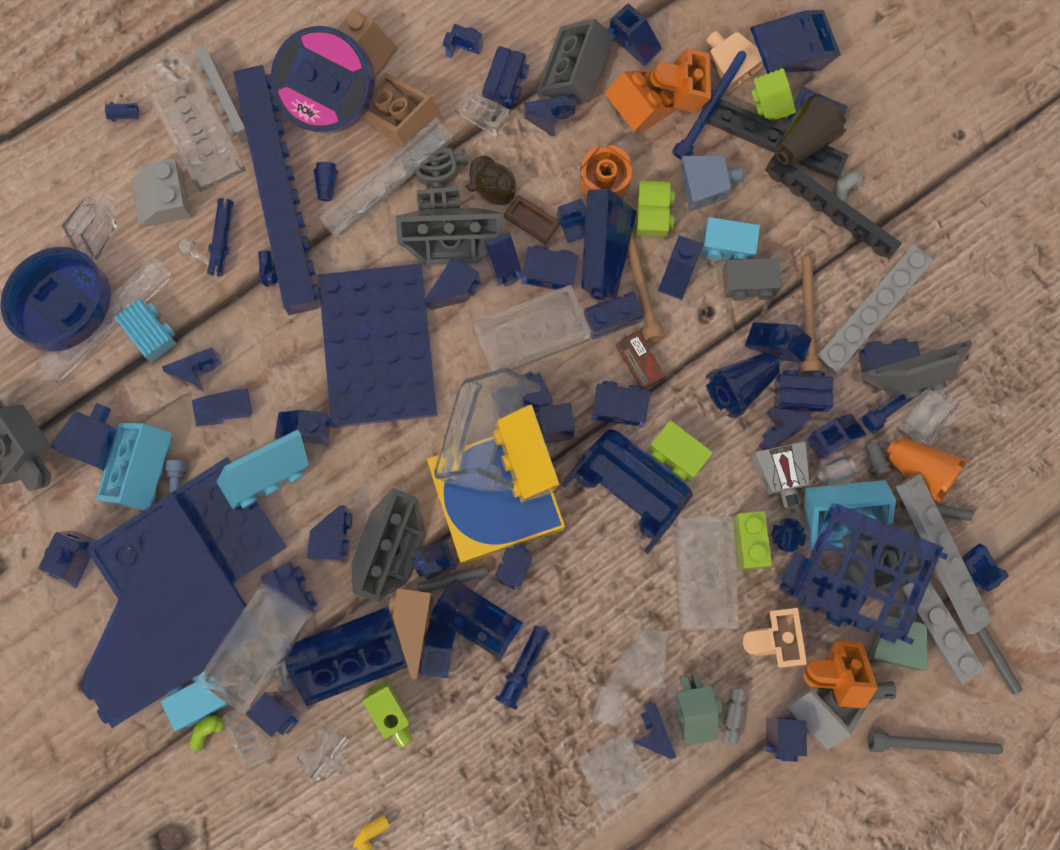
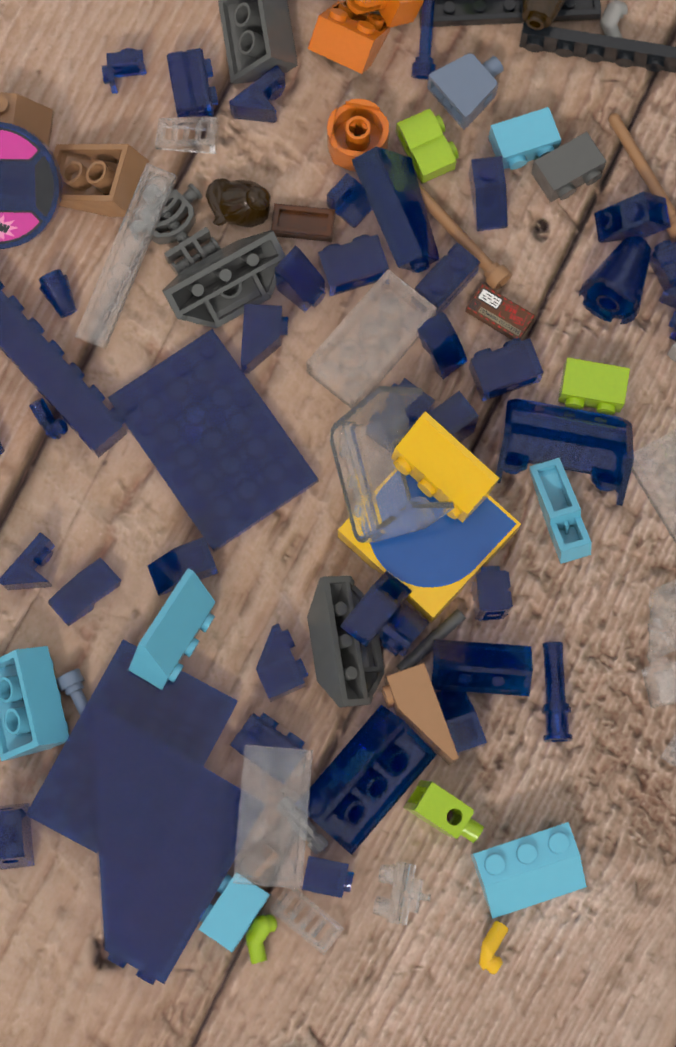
camera: 25 degrees left, 0 degrees up
(420, 532) = (376, 608): none -> clear blue slope
(429, 790) = (530, 870): none -> medium azure slope
(581, 361) = (442, 344): none -> clear blue slope
(603, 532) = (560, 510): none -> medium azure slope

